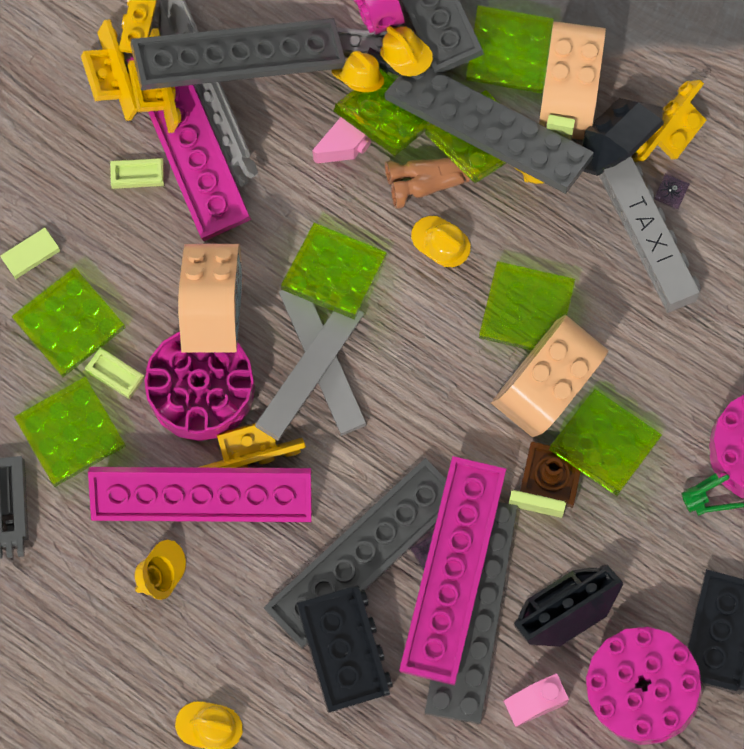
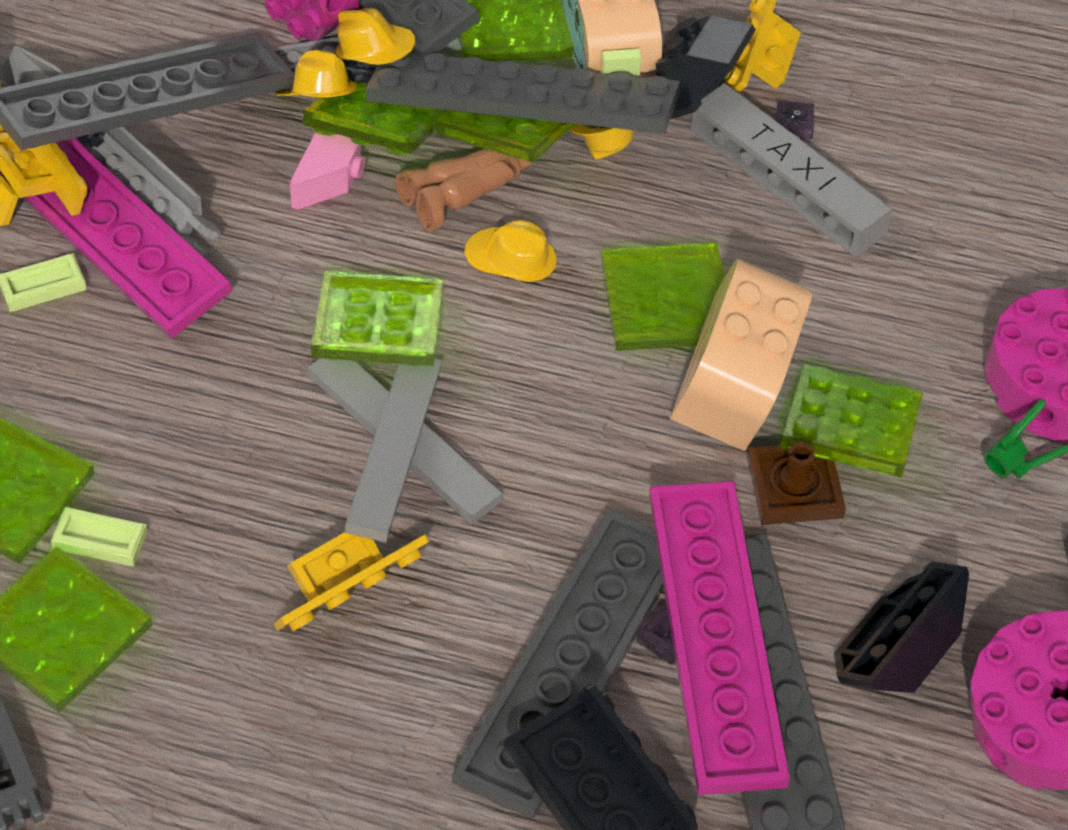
camera: 25 degrees left, 20 degrees down
(160, 570) = (270, 772): yellow piece -> none
(192, 410) = (237, 506): dark pink brick -> none
(200, 494) = (292, 647): dark pink plate -> none
(210, 297) = (218, 373): light nougat brick -> none
(536, 700) = (915, 774): bright pink slope -> none
(537, 503) = (795, 522): yellowish green tile -> none

